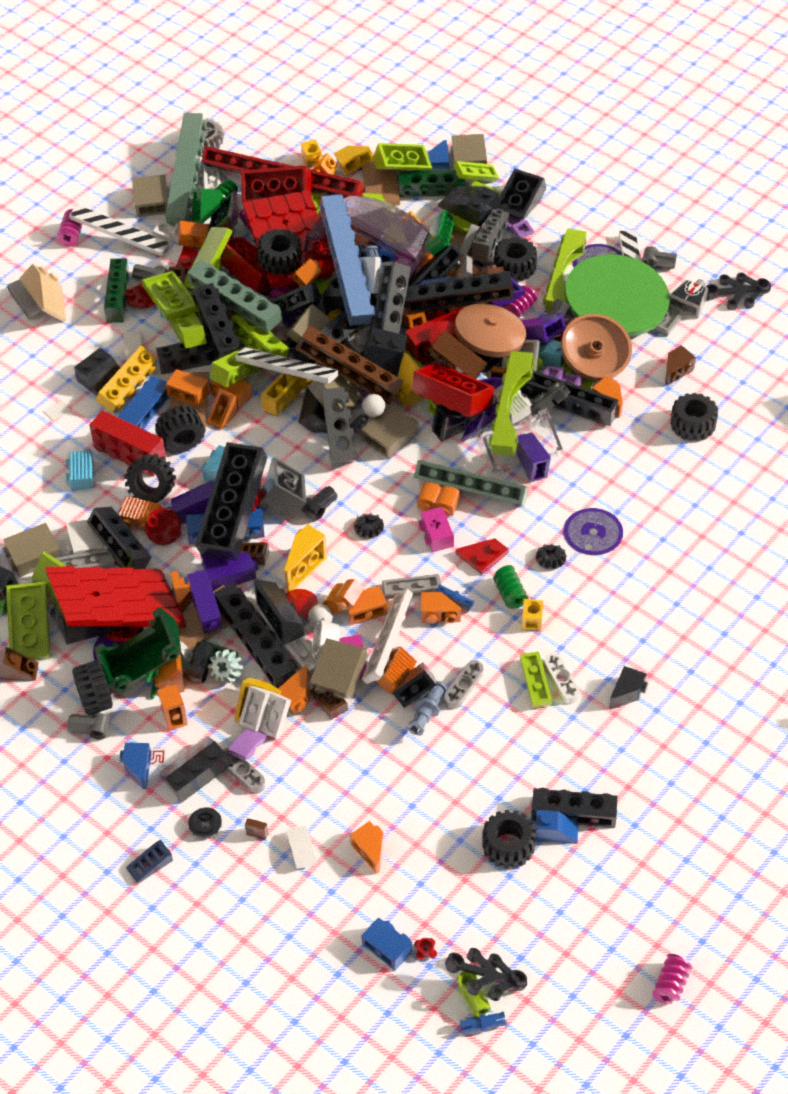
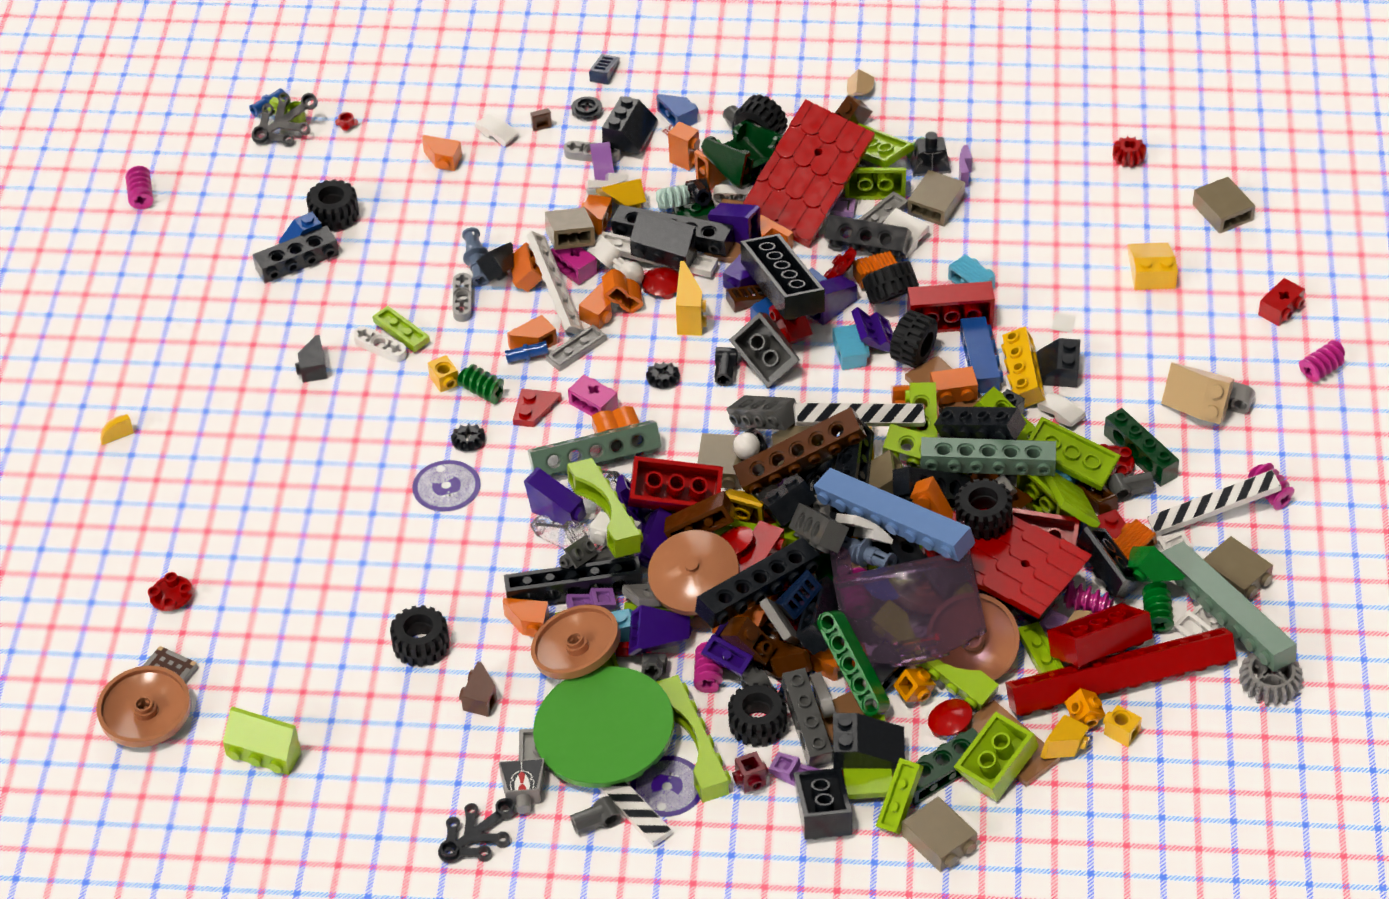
camera: 145 degrees right, 5 degrees down
(193, 463) = (873, 329): none -> dark purple slope
(387, 943) = (376, 106): blue brick -> none
(404, 201) = (950, 718): none -> red dish
(439, 156) = (966, 801): blue slope -> none
(548, 229) = (750, 772): none -> dark red brick

